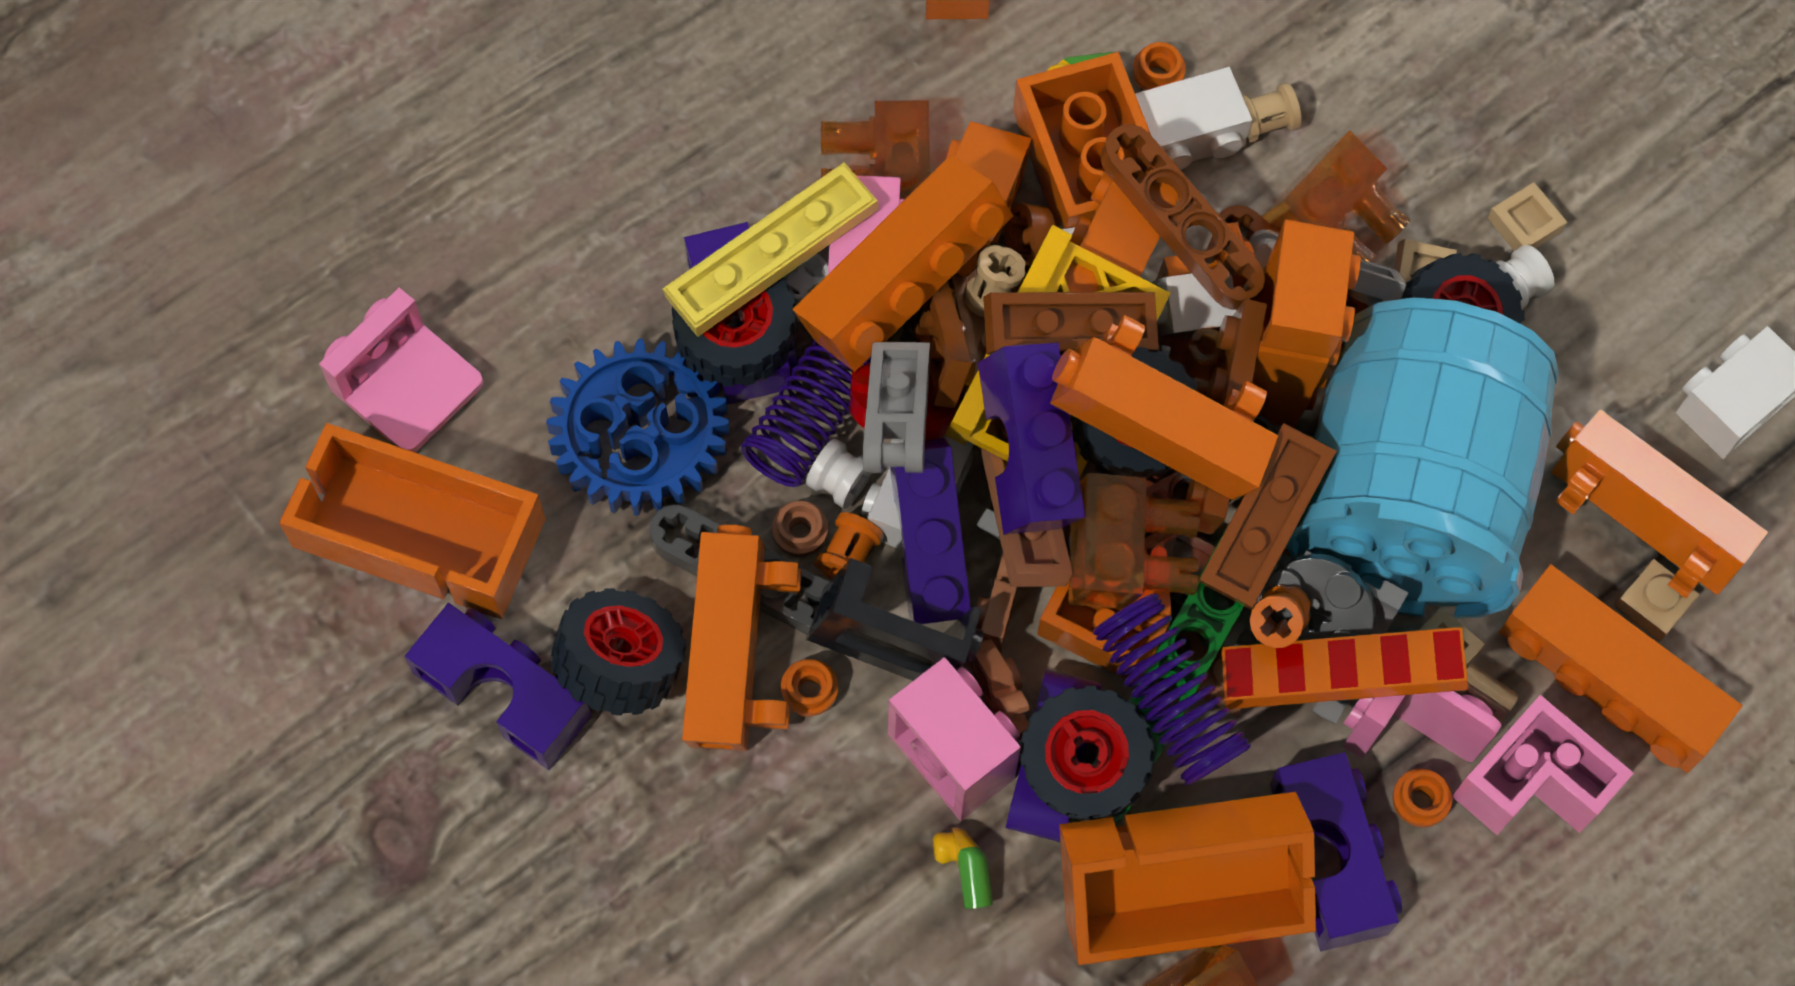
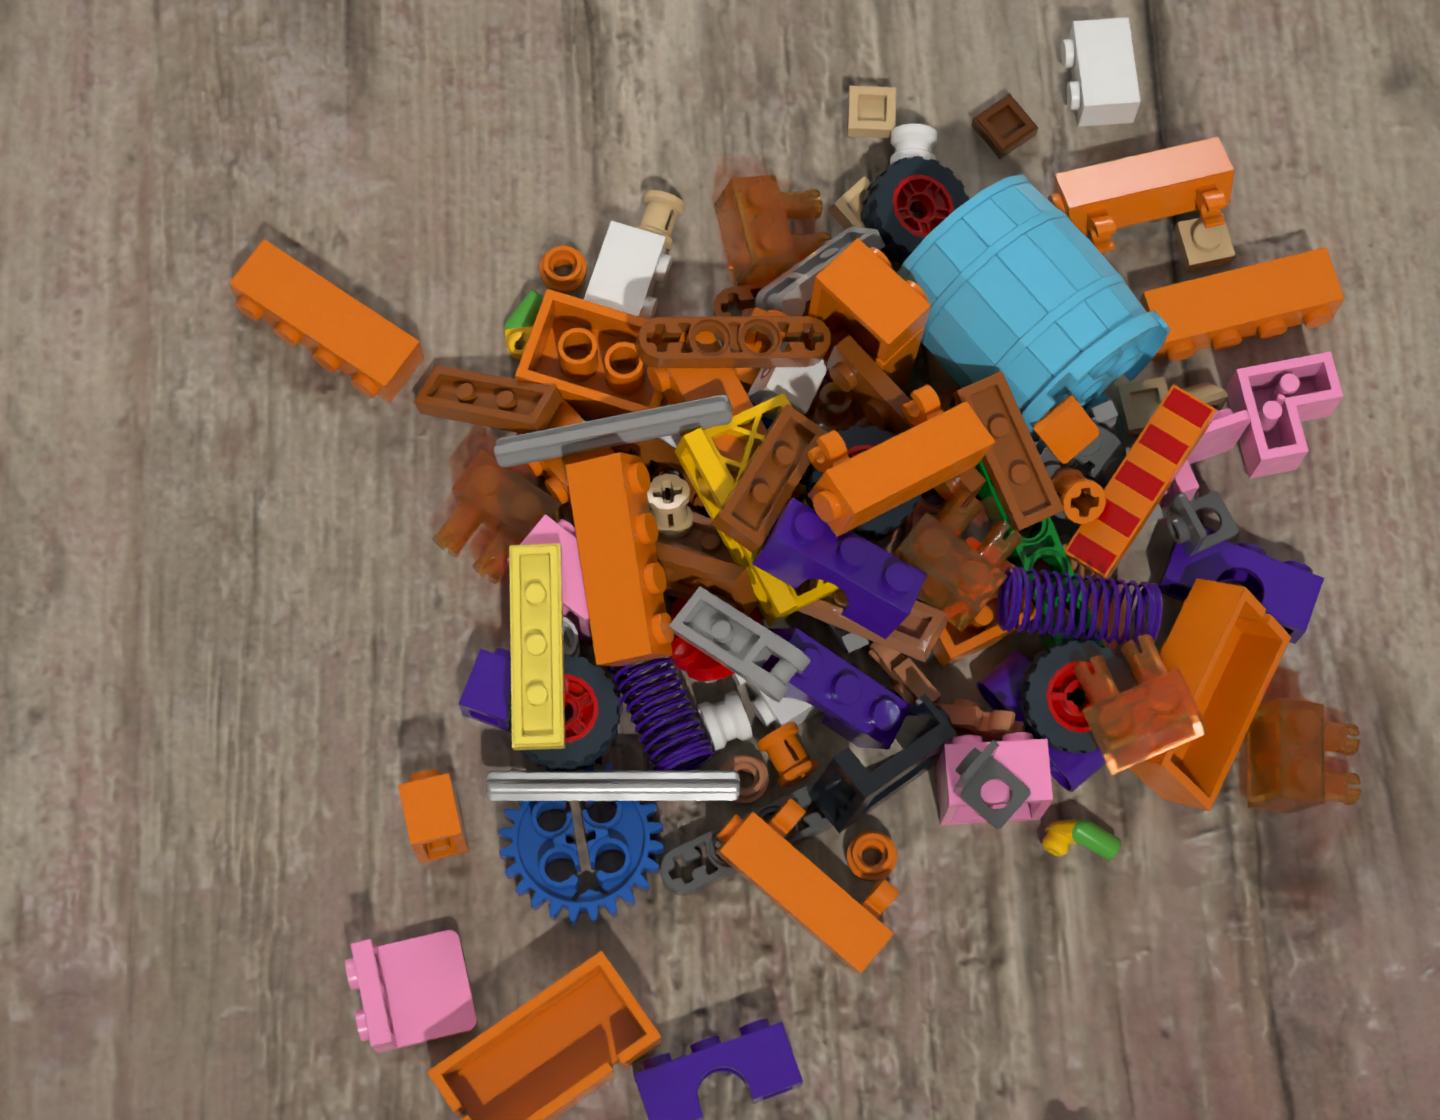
camera: 55 degrees left, 5 degrees up
(565, 283) = (433, 816): none -> orange brick
(618, 651) = (778, 958): black wheel -> none
(703, 411) = (612, 785): none -> light grey axle
(934, 695) = (977, 770): none -> dark grey bracket
(981, 82) = (488, 400): none -> dark orange plate
(1022, 181) = (613, 431): none -> light grey axle
(1100, 813) = (1141, 719): none -> clear orange brick
(1334, 556) = (1066, 429): none -> orange slope
(1341, 746) = (1187, 528): none -> dark grey bracket
(1429, 783) = (1248, 489): orange plate -> none
(1616, 346) = (1004, 126): none -> reddish brown tile

